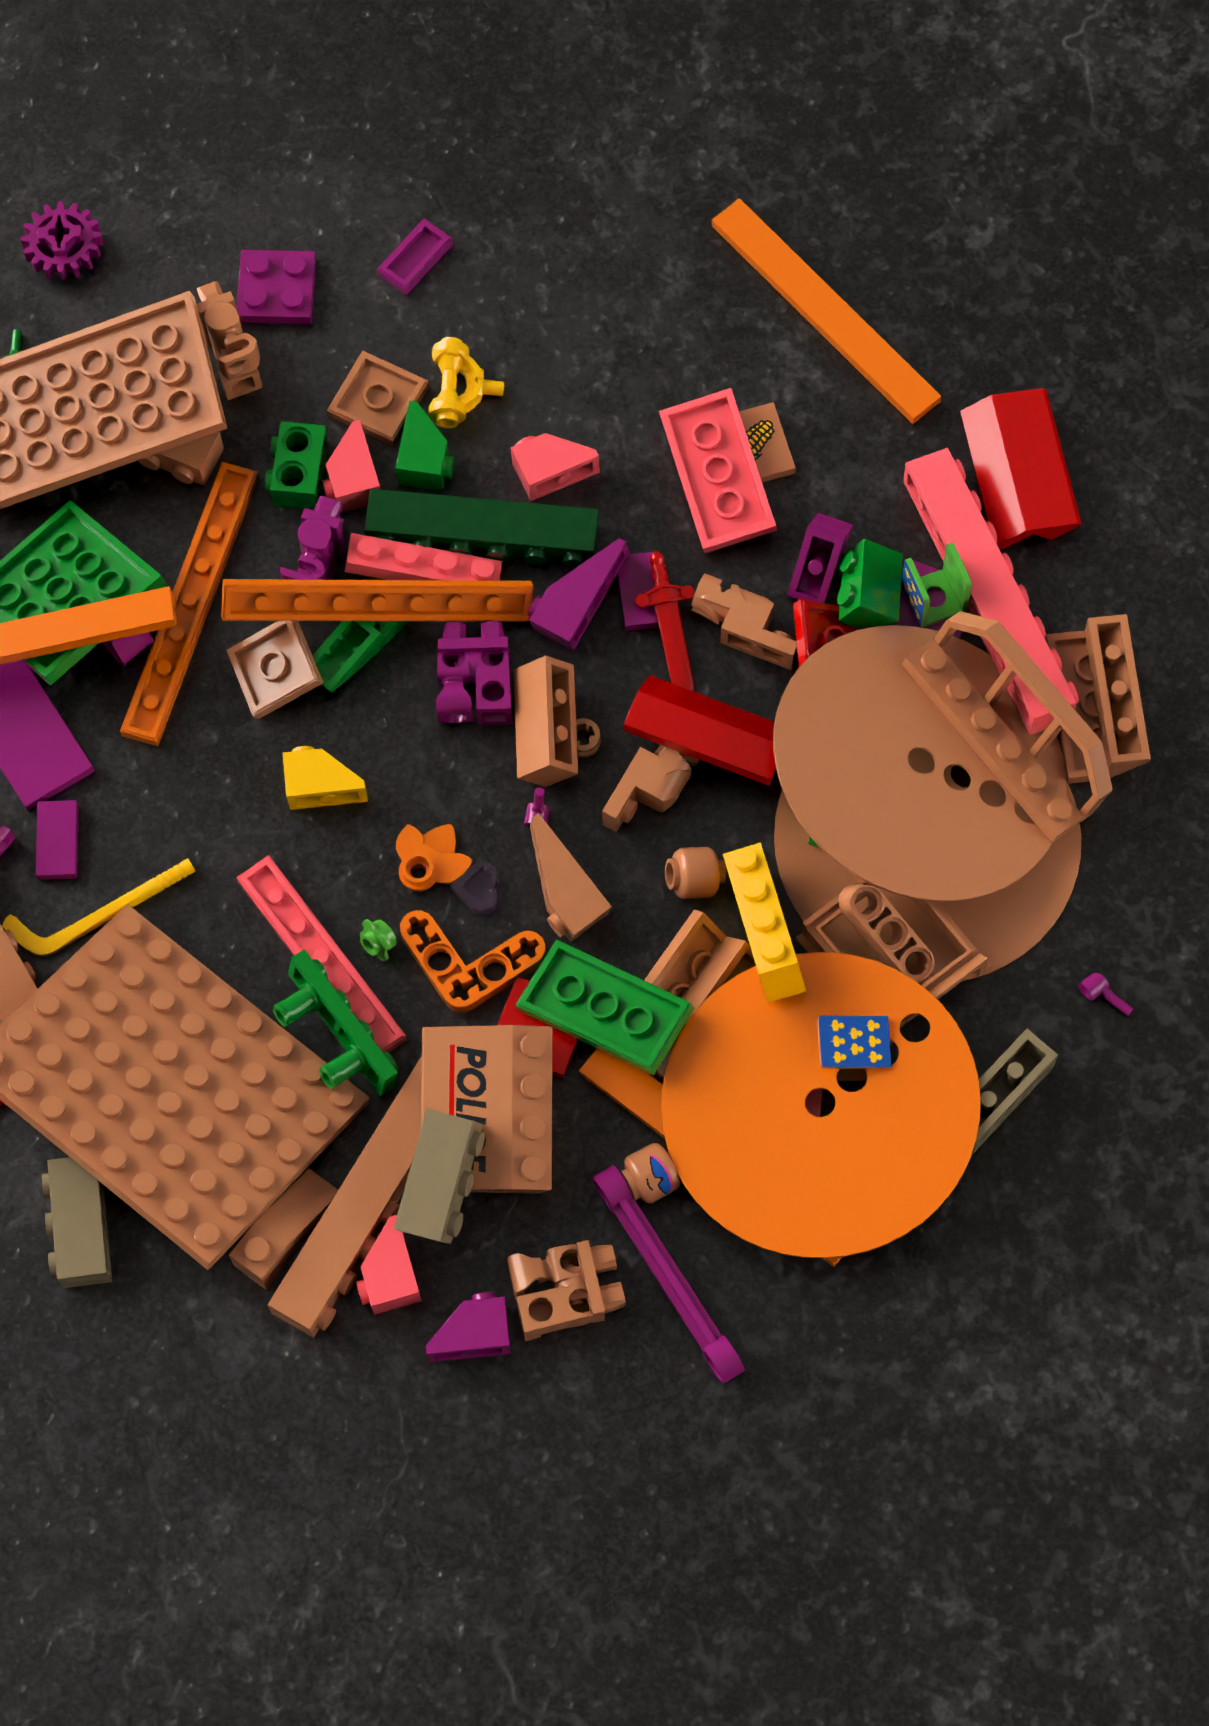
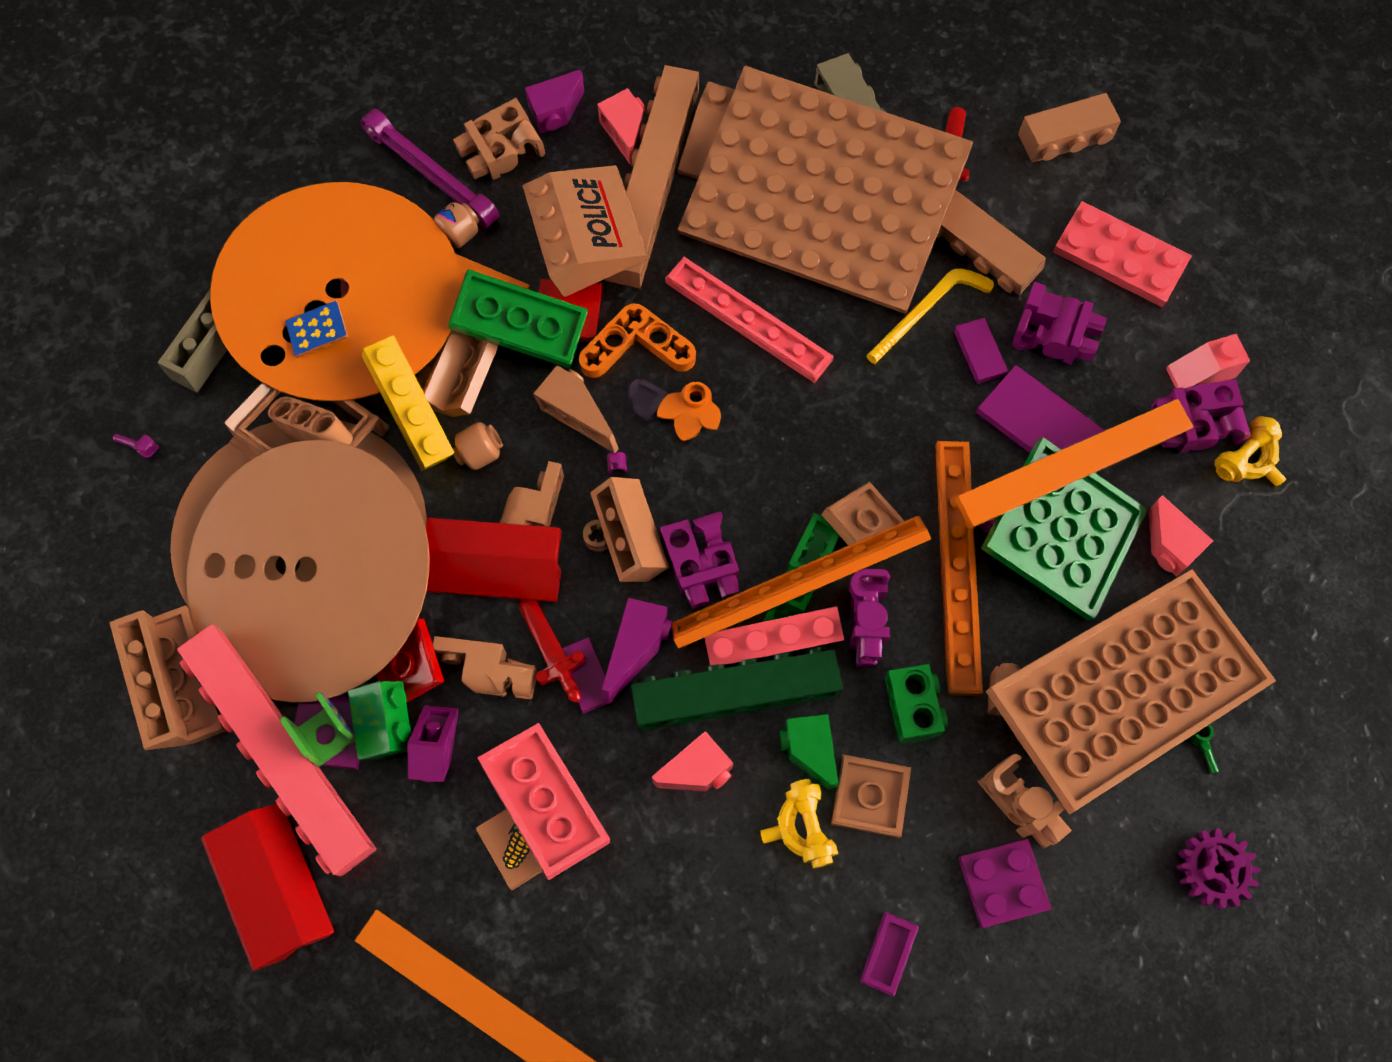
camera: 160 degrees right, 0 degrees up
(319, 780) = (796, 441): yellow slope -> none
(335, 1010) = (722, 272): green plate -> none
(351, 471) = (865, 711): coral slope -> none
(377, 938) = (709, 336): bright green plate -> none
(440, 1176) = (601, 161): dark tan brick -> none
(994, 740) = (246, 608): nougat plate -> none

